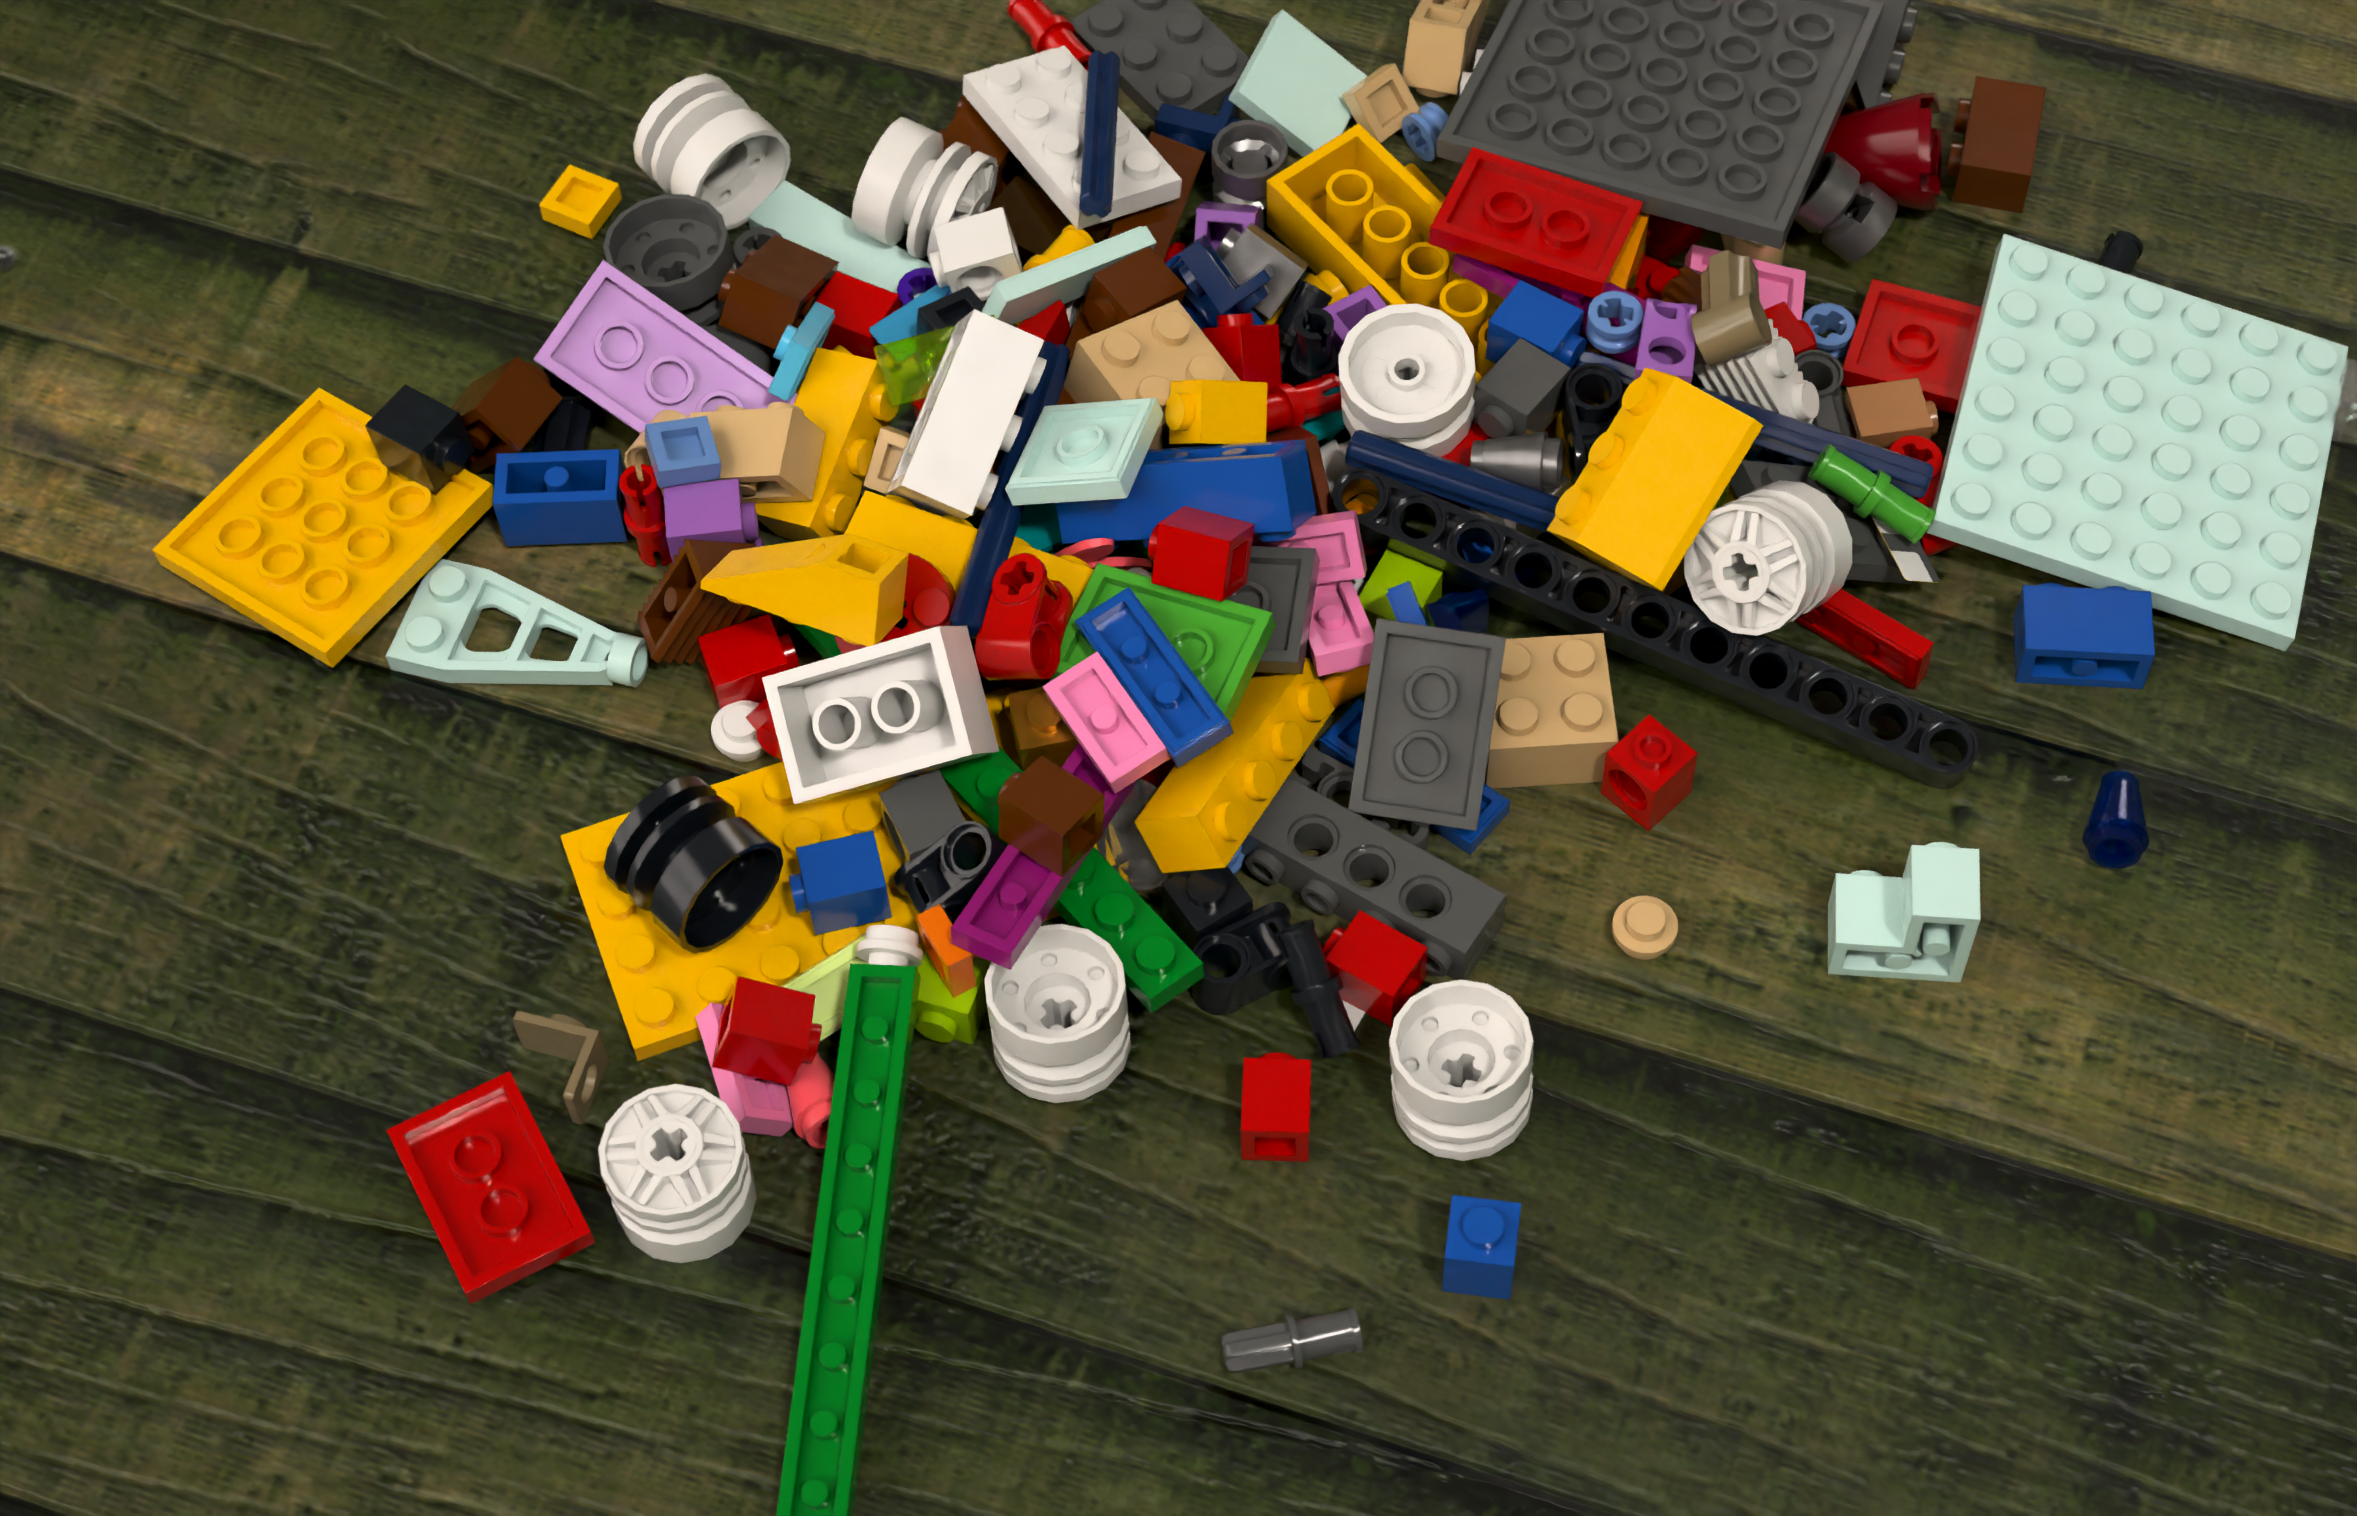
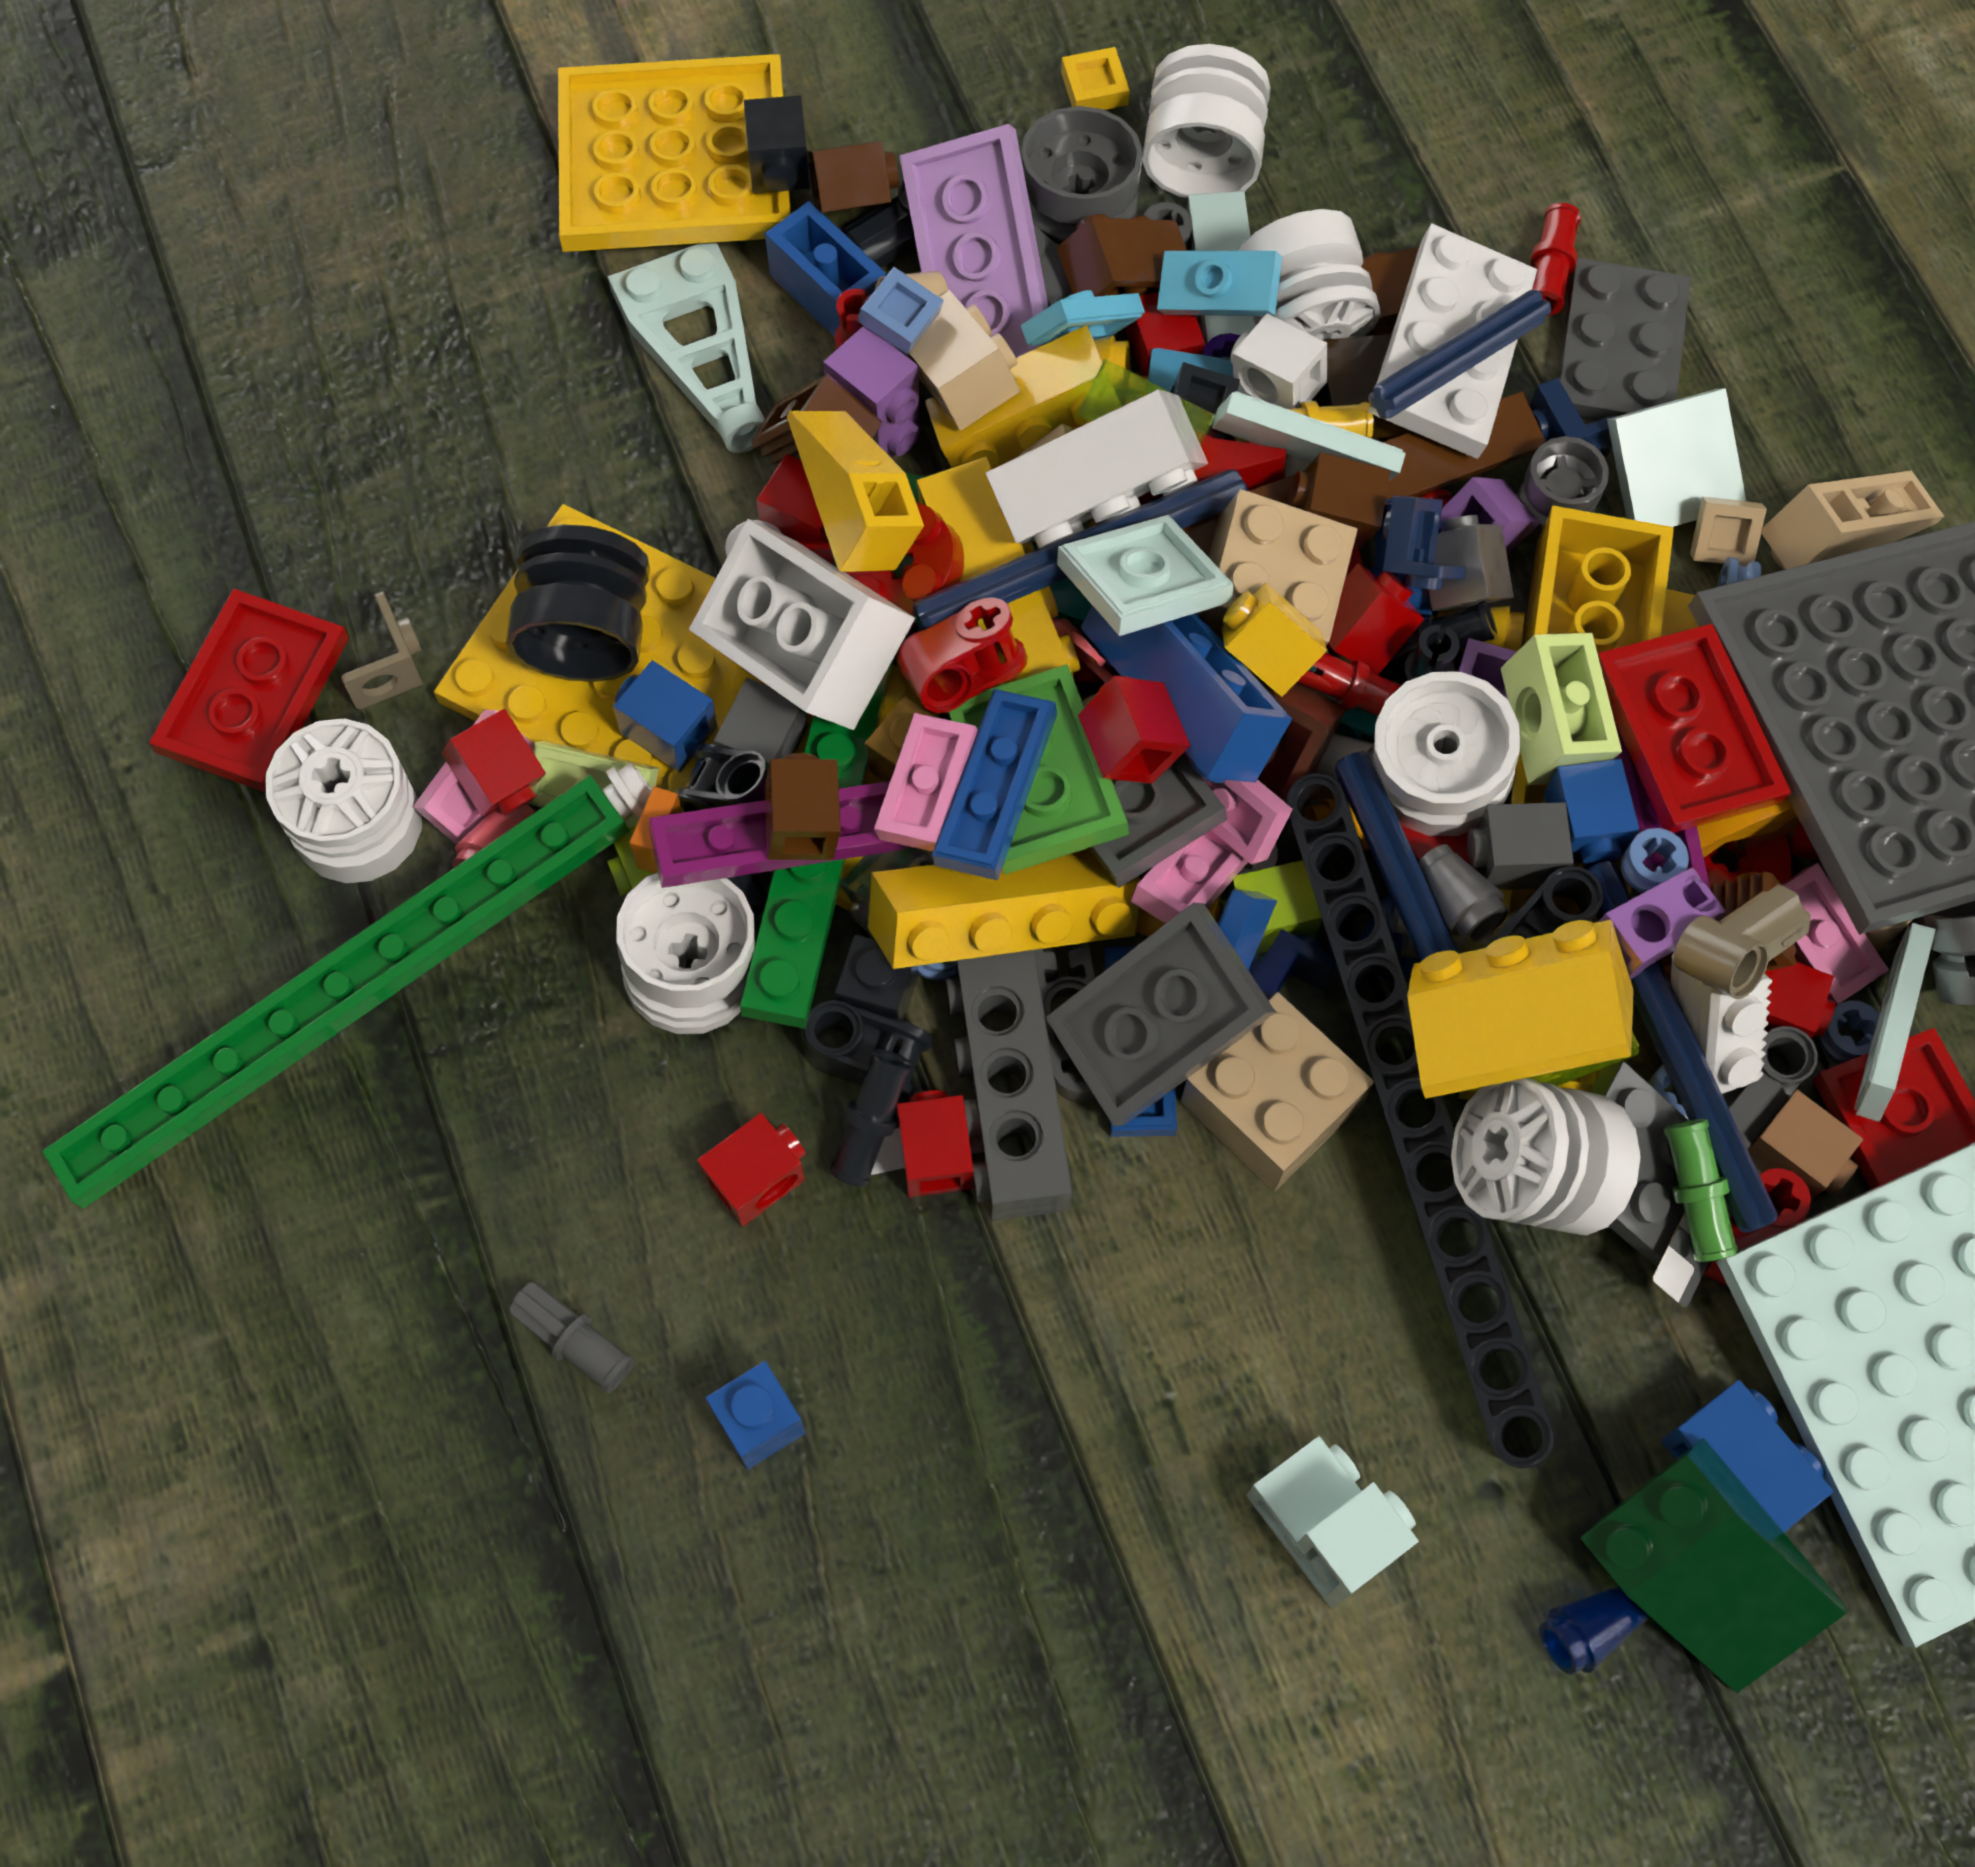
camera: 45 degrees right, 10 degrees up
(872, 239) = (1219, 283): none -> medium azure plate
(1443, 275) = (1560, 704): none -> yellowish green brick
(1461, 1069) = (896, 1244): white wheel -> none
(1644, 927) = (1155, 1320): tan plate -> none
(1648, 772) = (1291, 1215): red brick -> none
(1852, 292) = (1894, 1022): none -> light aqua tile
(1871, 637) = (1583, 1296): red tile -> none
(2141, 705) = (1714, 1568): none -> dark green slope

